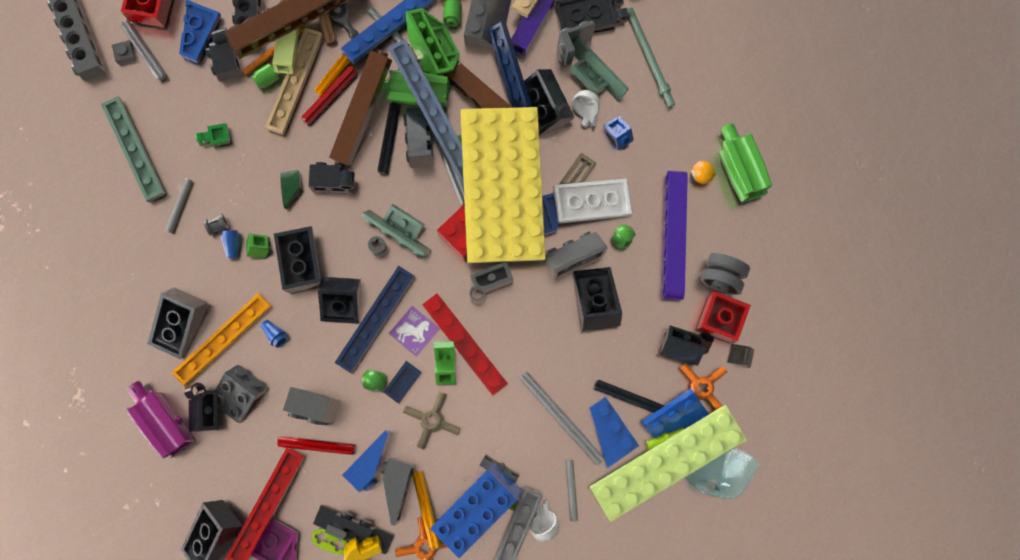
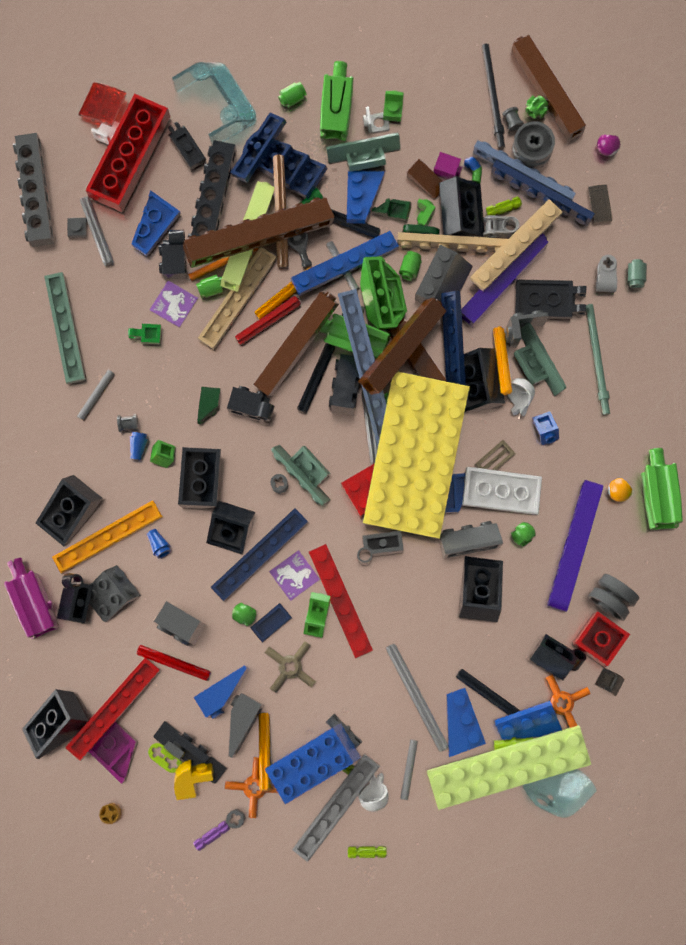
camera: 20 degrees right, 0 degrees up
(234, 101) = (173, 303): none -> medium lavender sticker
(463, 85) = (402, 346): none -> reddish brown brick
(562, 78) = (502, 360): none -> light orange axle

